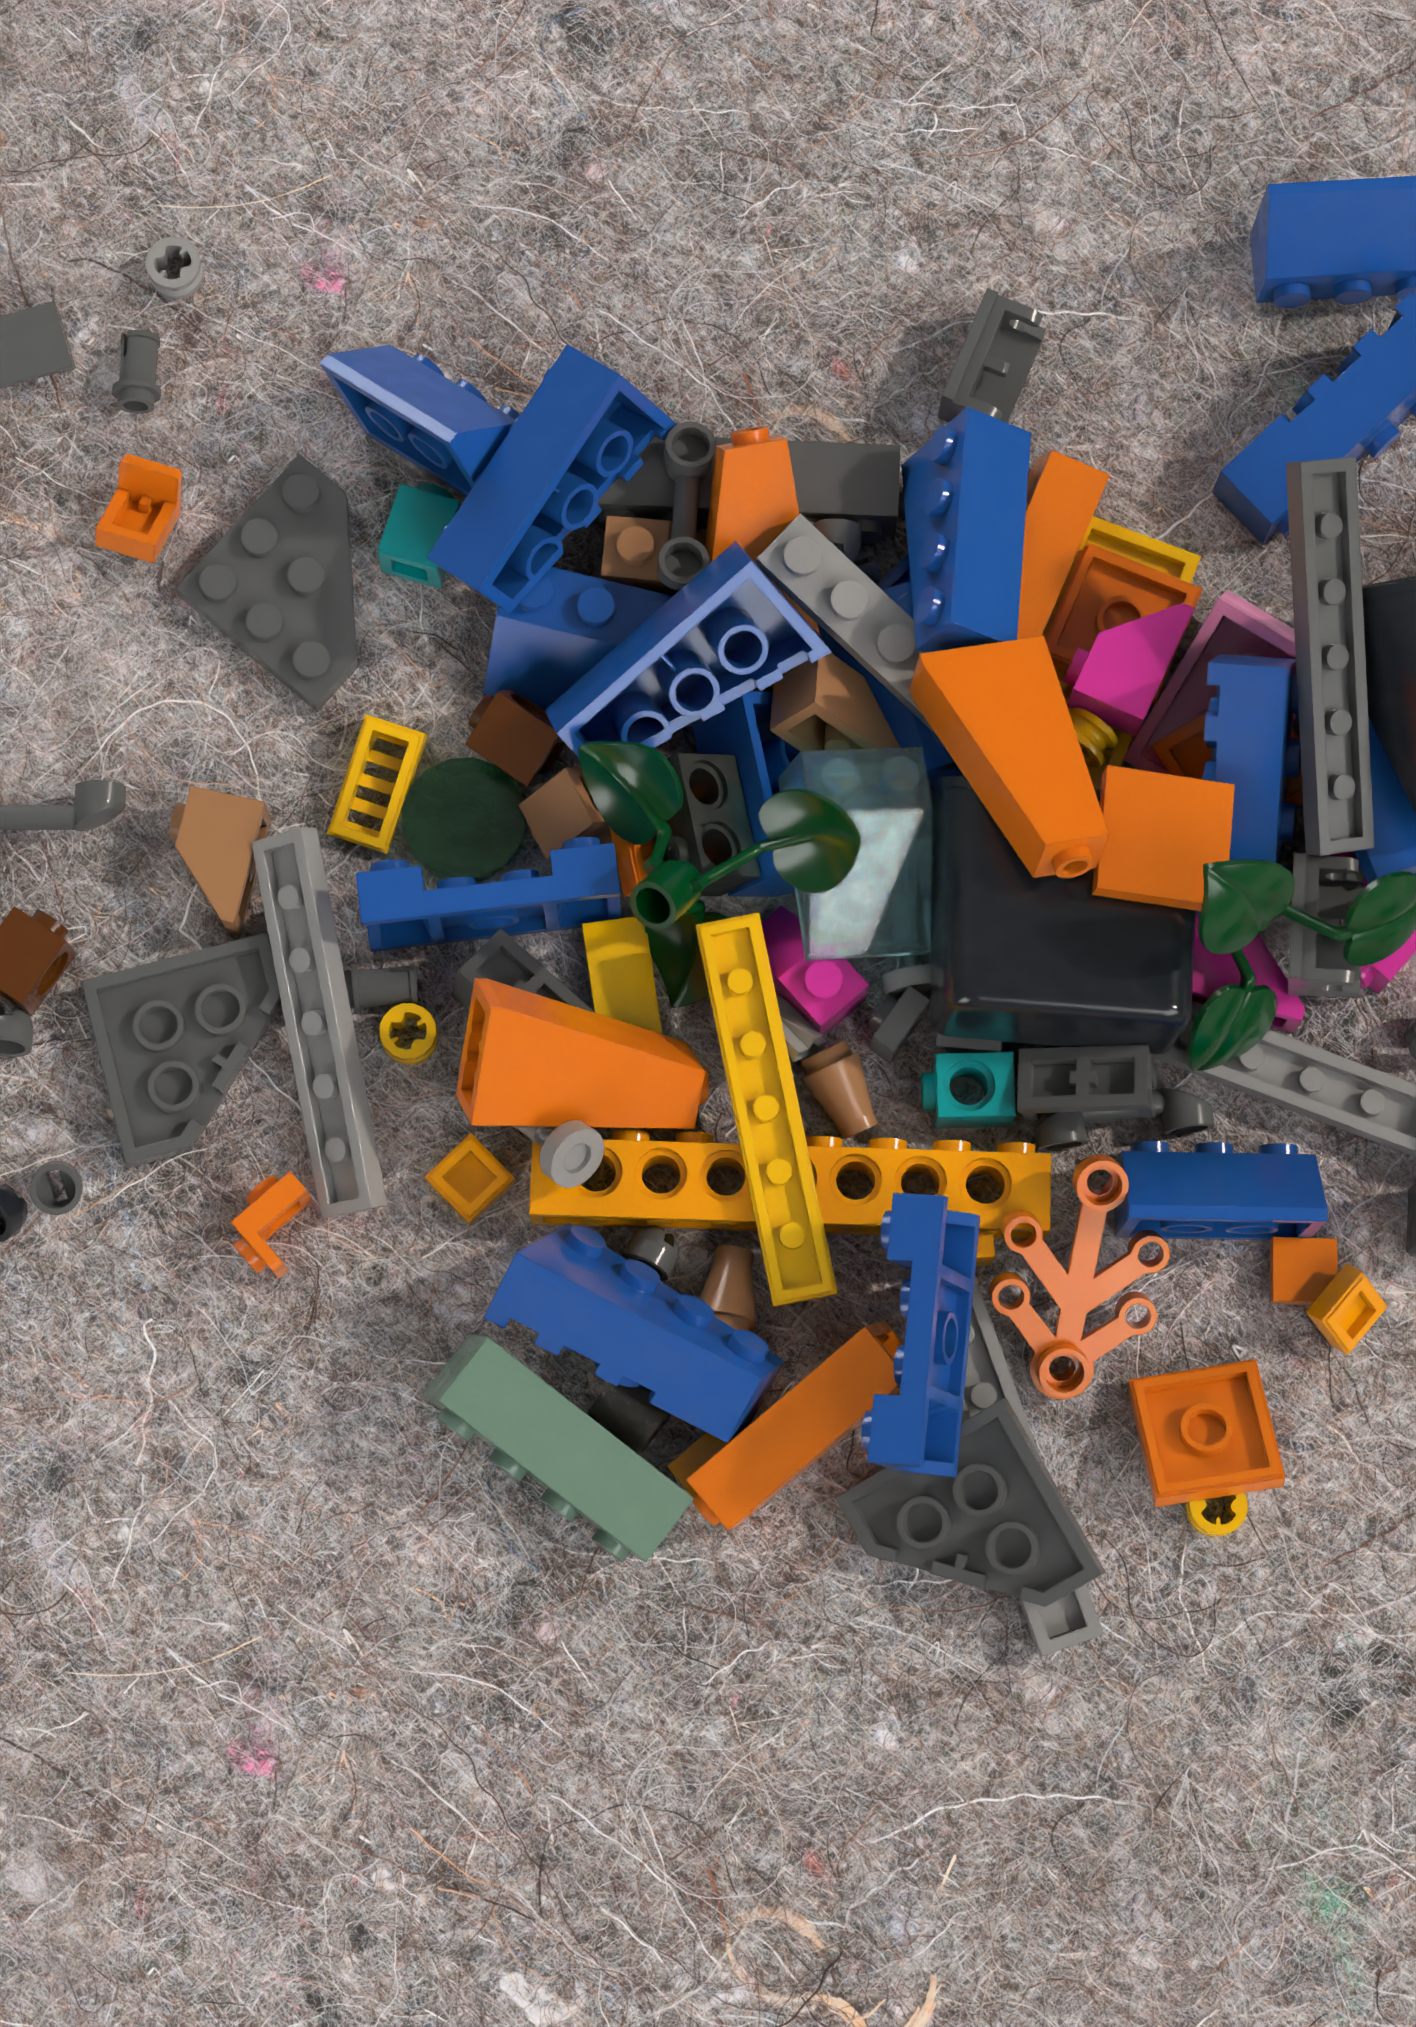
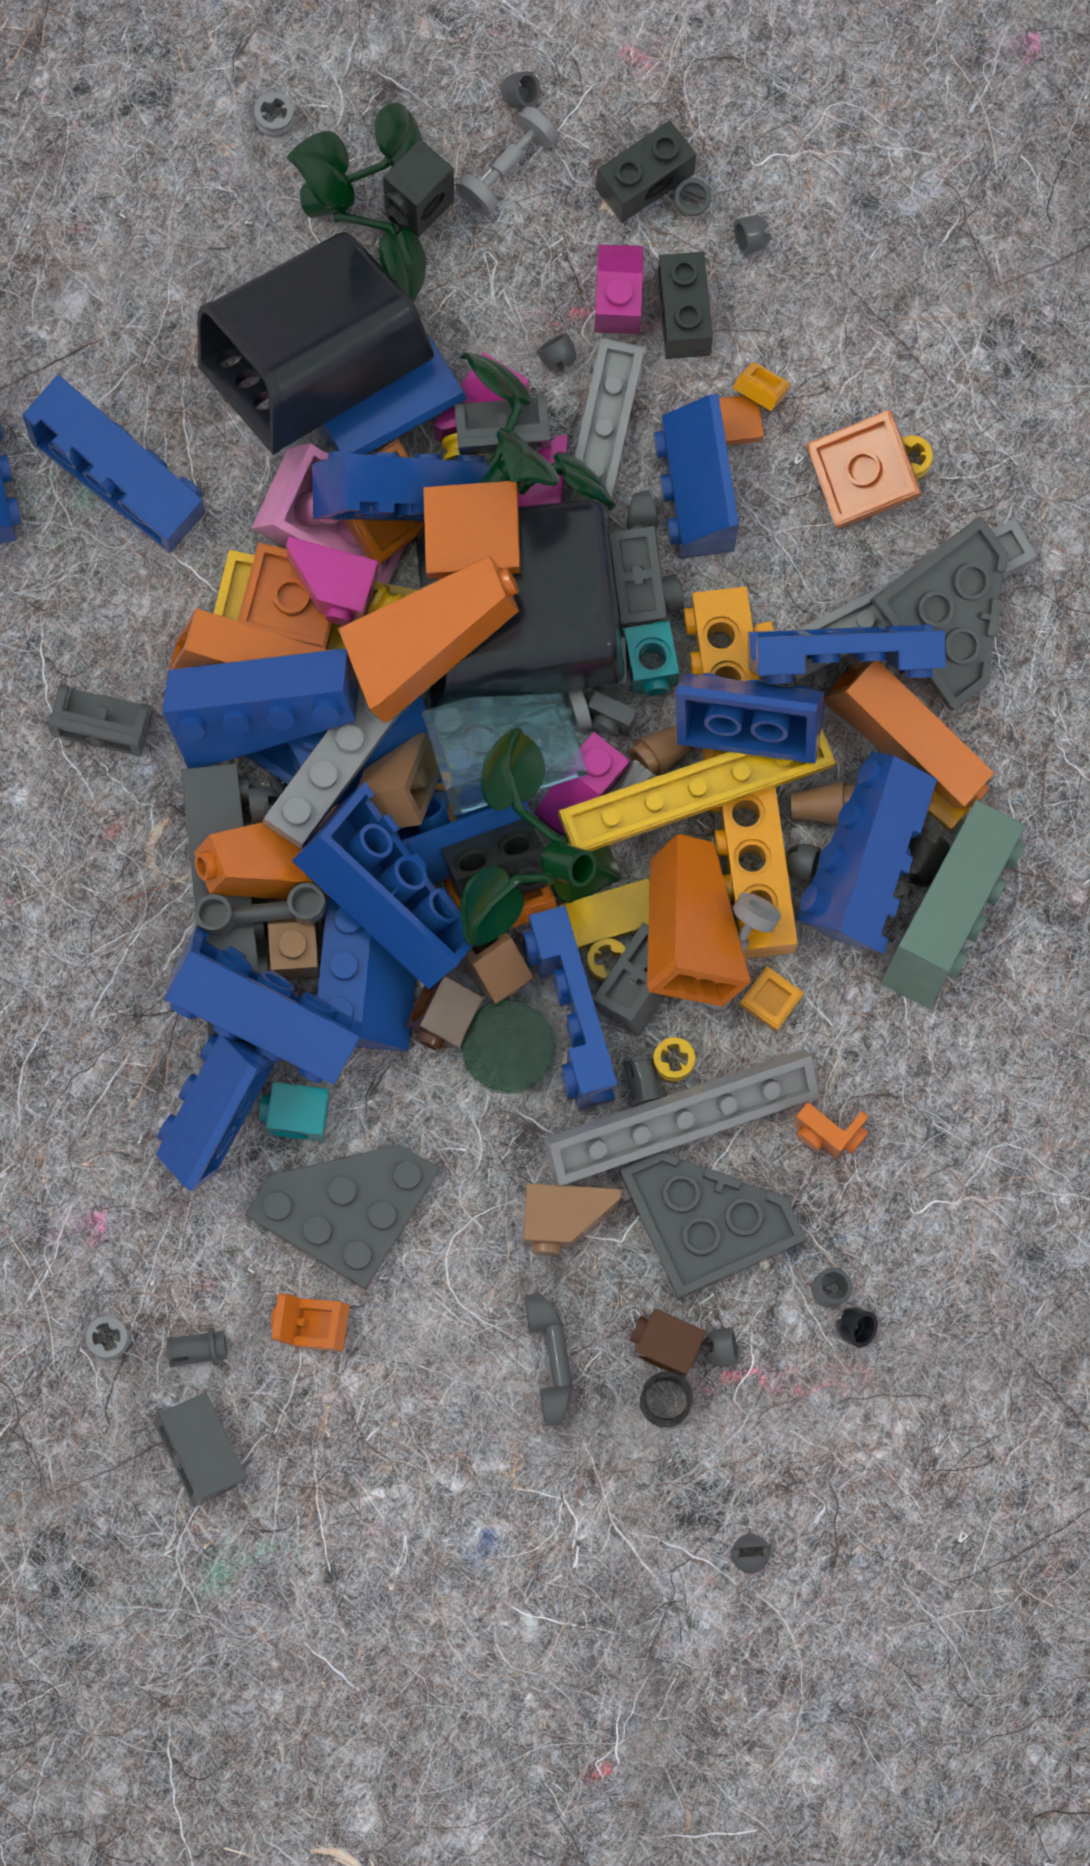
camera: 100 degrees left, 0 degrees up
(362, 754) = (492, 1097): yellow slope -> none
(545, 955) = (598, 971): none -> yellow bush
(849, 1185) = (749, 717): none -> blue slope
(1078, 1288) = (779, 560): orange plant -> none
(1330, 655) = (322, 430): dark grey plate -> none

